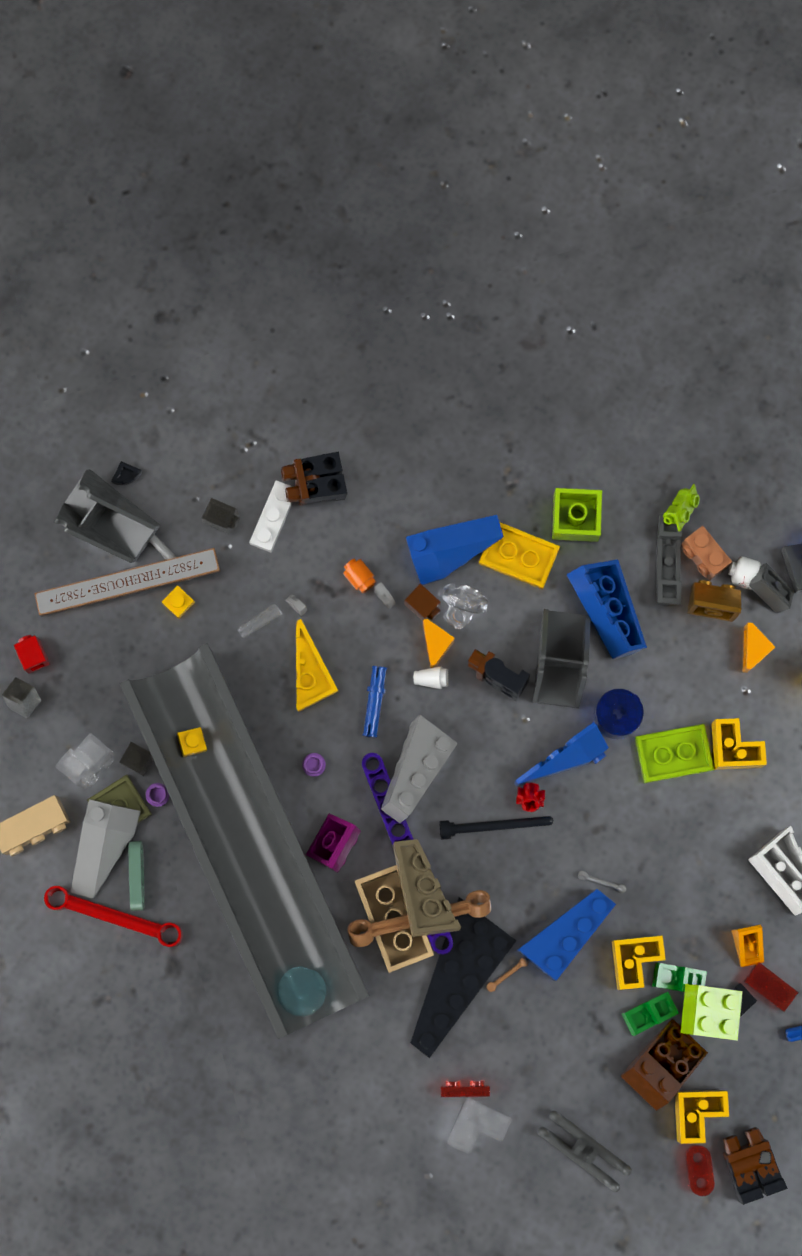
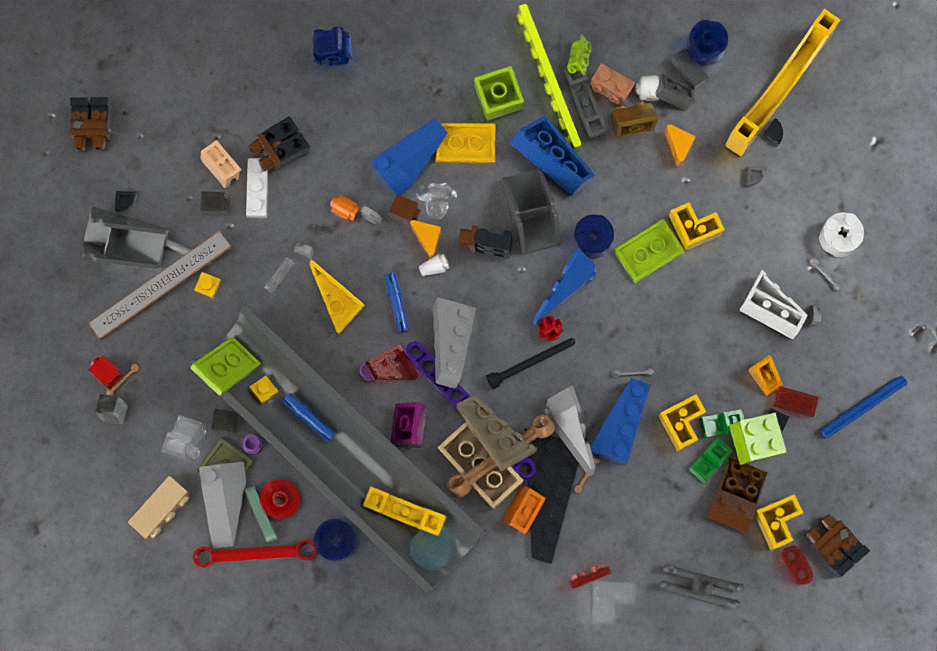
camera: 20 degrees left, 0 degrees up
(63, 662) = (134, 368): none -> medium nougat hinge
(122, 375) = (90, 122): none -> hips
(160, 700) = (225, 365): none -> lime tile
(173, 864) = (285, 492): none -> red dish
(197, 925) = (326, 533): none -> clear blue brick
(228, 792) = (308, 417): none -> blue pin
(243, 475) = (220, 164): none -> light nougat hinge
(291, 937) = (404, 511): none -> yellow slope
(341, 769) = (392, 365): none -> clear red wing
(415, 393) = (332, 46): none -> clear blue brick
(422, 985) = (523, 509): none -> orange panel
(508, 897) = (564, 414): none -> light grey wedge
(638, 528) = (545, 70): none -> neon yellow plate

